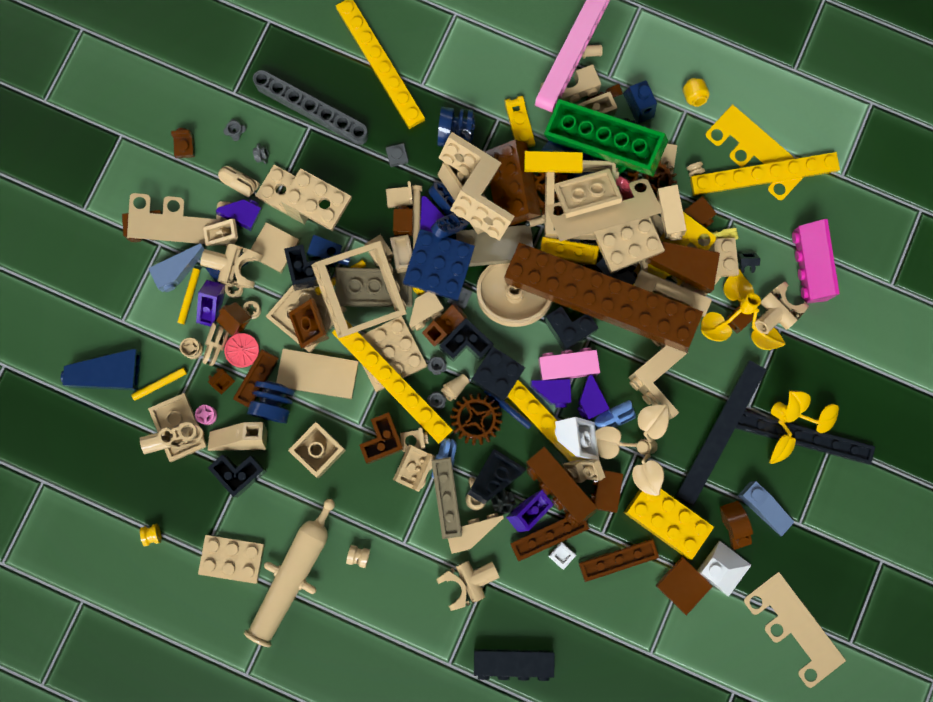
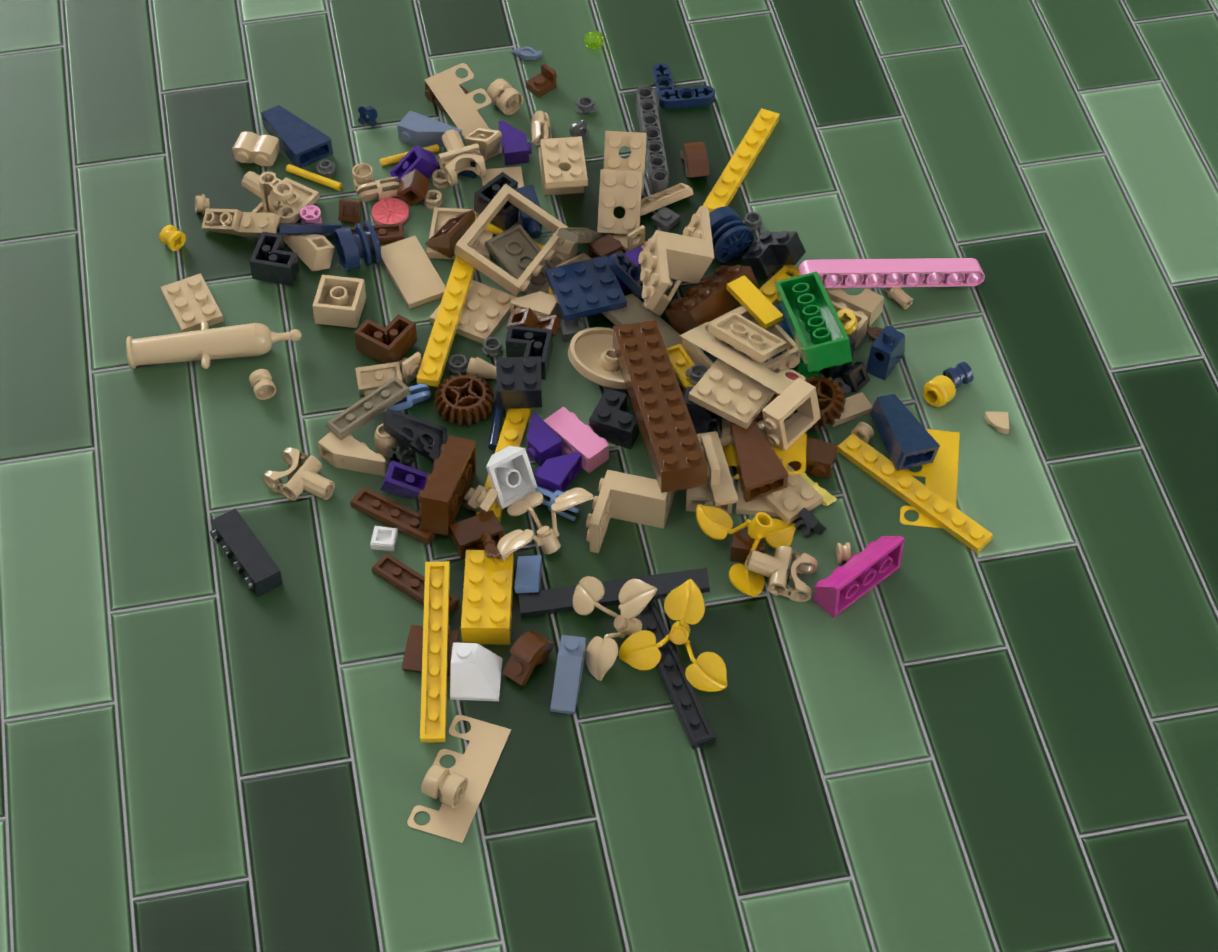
camera: 60 degrees right, 30 degrees down
(96, 411) = (256, 148): none -> tan brick
(122, 301) = (371, 112): none -> dark blue plate
(127, 489) = (201, 203): none -> tan plate
(139, 132) = (527, 53): none -> sand blue piece
(161, 369) = (326, 168): none -> dark grey plate
(163, 72) = (593, 39): none -> clear neon green tile
(176, 183) = (505, 96): none -> tan wheel
(176, 473) = (240, 223): none -> tan slope
(220, 425) = (307, 228): none -> dark blue tile
(266, 57) = (667, 95): none -> dark blue beam
(351, 164) = (621, 182): none -> tan bracket
(358, 92) = (695, 159): none -> reddish brown brick
(376, 144) = (665, 198): none -> tan tile
(387, 234) = (579, 234): none -> dark tan tile
(445, 92) = (753, 221): none -> dark grey plate
(491, 107) = (773, 250): none -> black brick
(590, 243) = (696, 372): none -> dark grey plate
(607, 107) = (849, 325): none -> yellow wheel
(648, 499) = (491, 550): none -> reddish brown piece
(672, 483) = (528, 574): none -> medium blue tile
(690, 68) = (960, 374): none -> dark blue wheel
(696, 587) = (435, 652): none -> yellow plate
(718, 145) = (902, 433): none -> dark blue slope
(744, 72) = (998, 420): none -> tan tile
(773, 436) = (633, 598): none -> tan plant
(787, 258) = (843, 552): none -> tan bush
(806, 649) = (442, 784): none -> tan wheel

